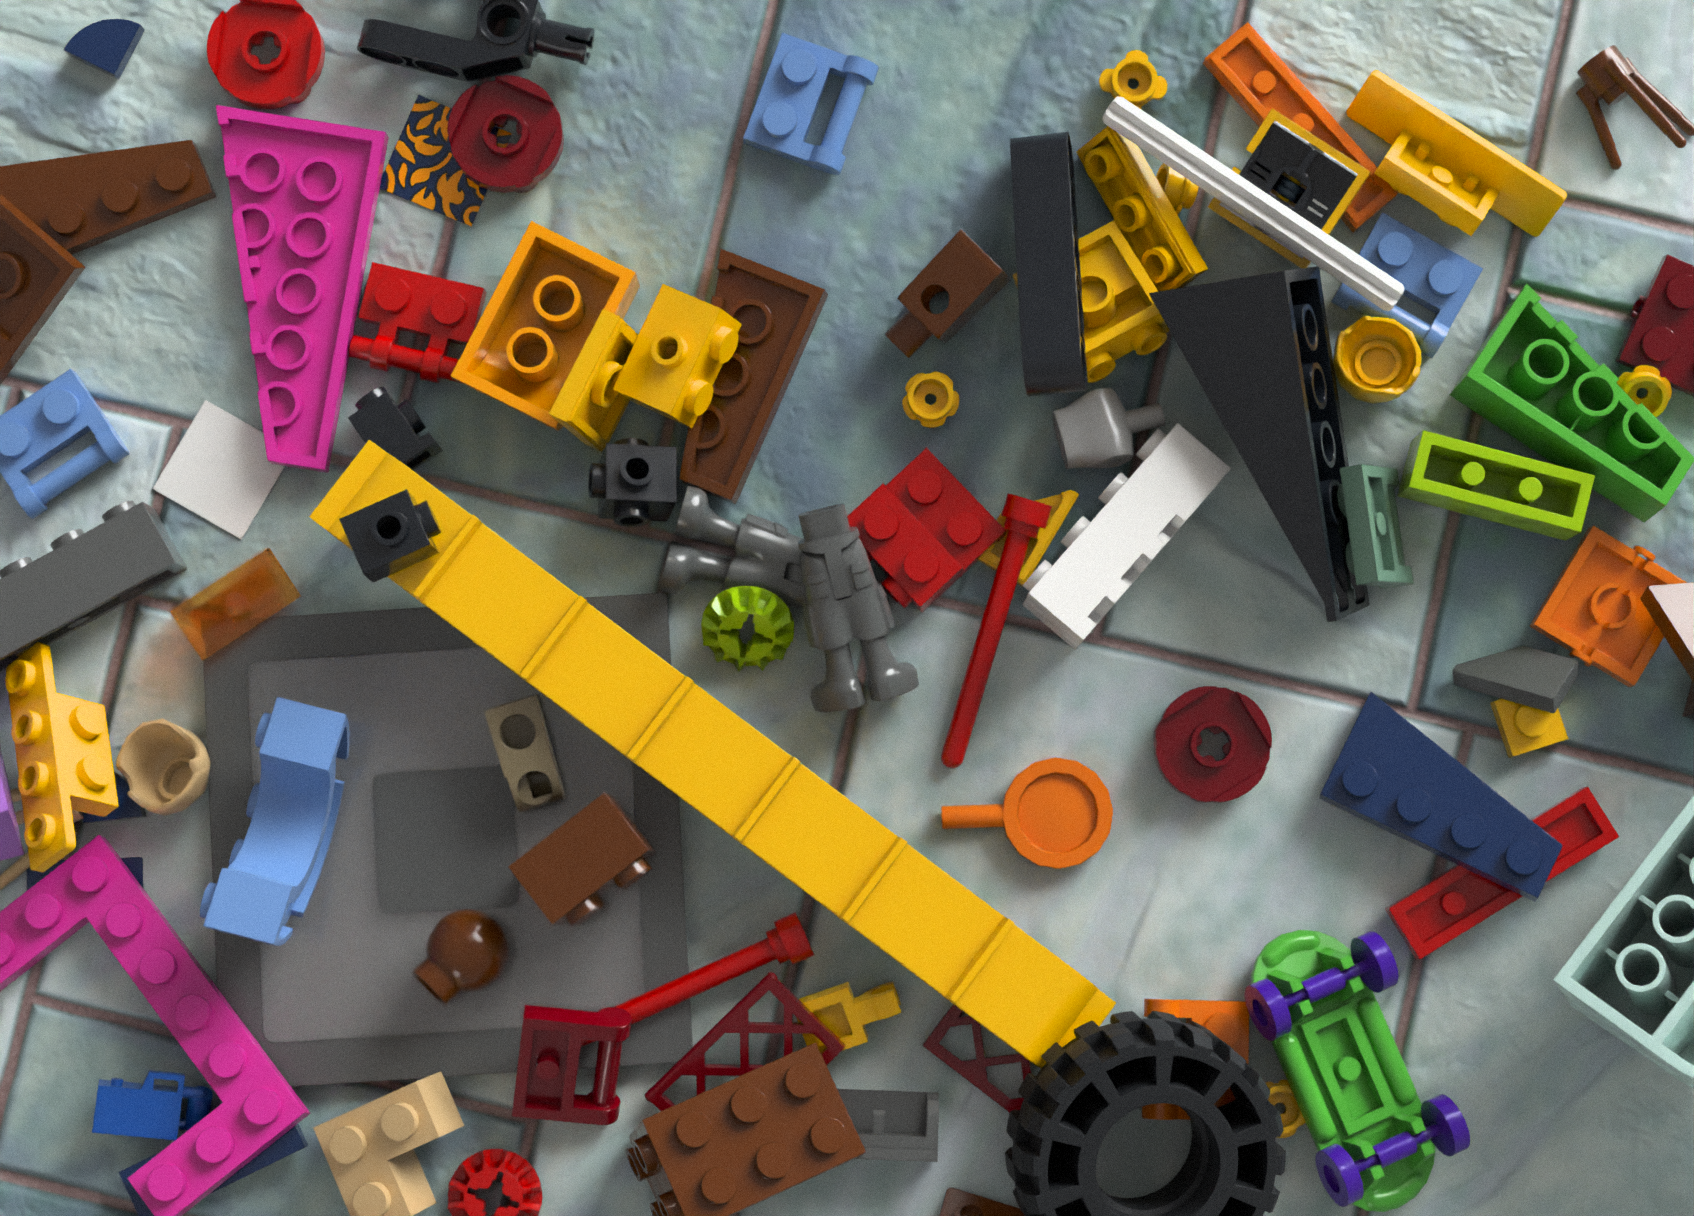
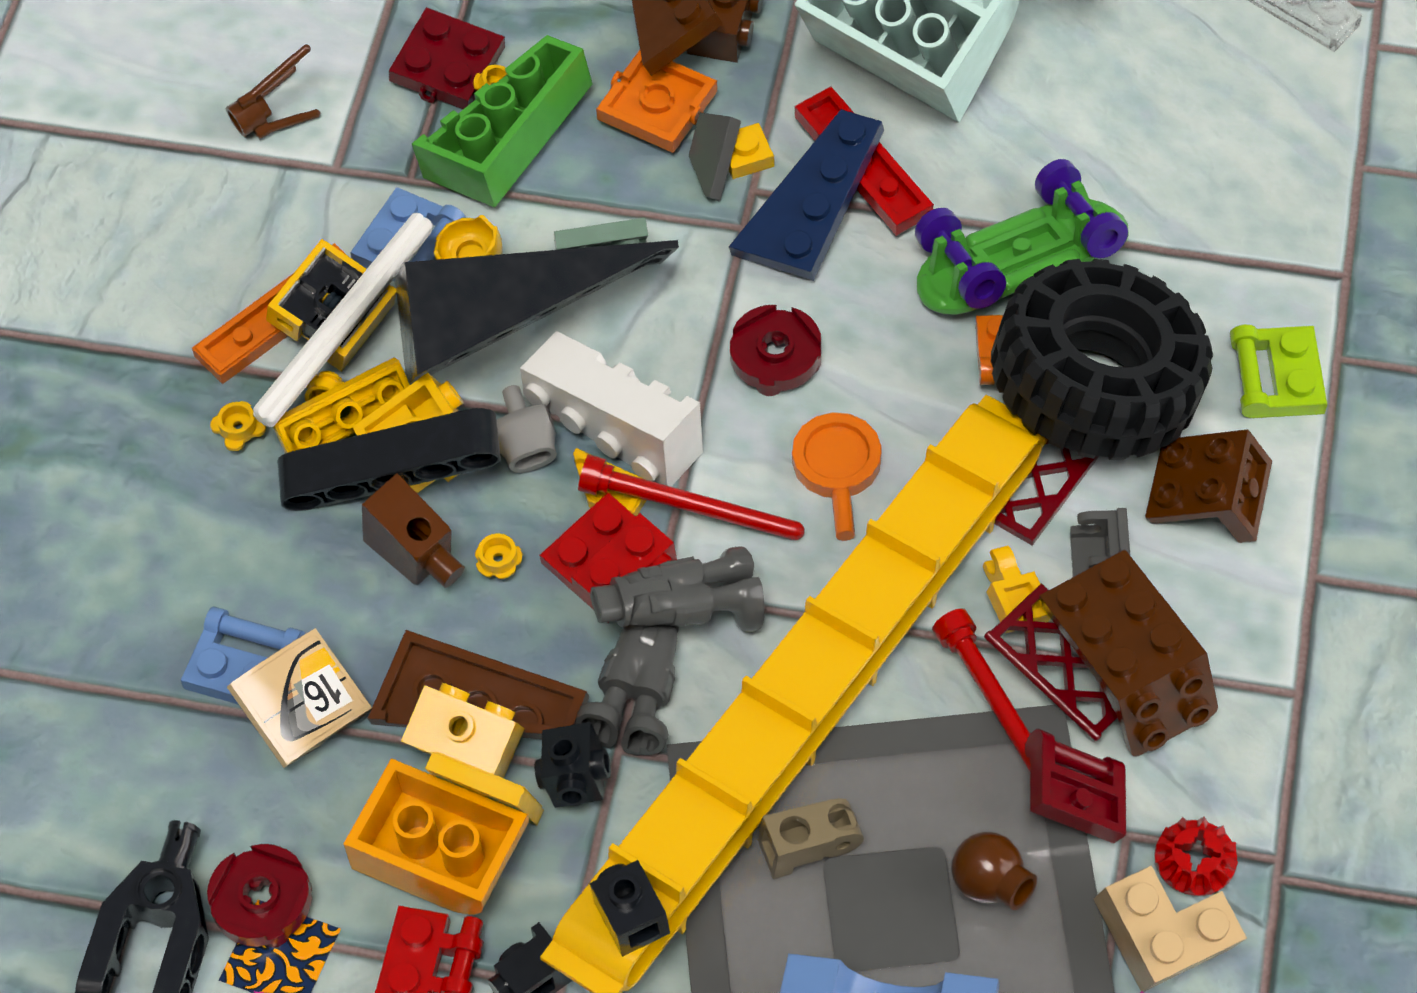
camera: 90 degrees left, 25 degrees down
(584, 861) = (902, 769): reddish brown brick -> none
(727, 613) = (682, 683): lime gear -> none
(742, 168) = (299, 697): none -> tan slope
(1449, 164) = (312, 208): yellow bracket -> none
(1496, 485) = (567, 164): lime brick -> none

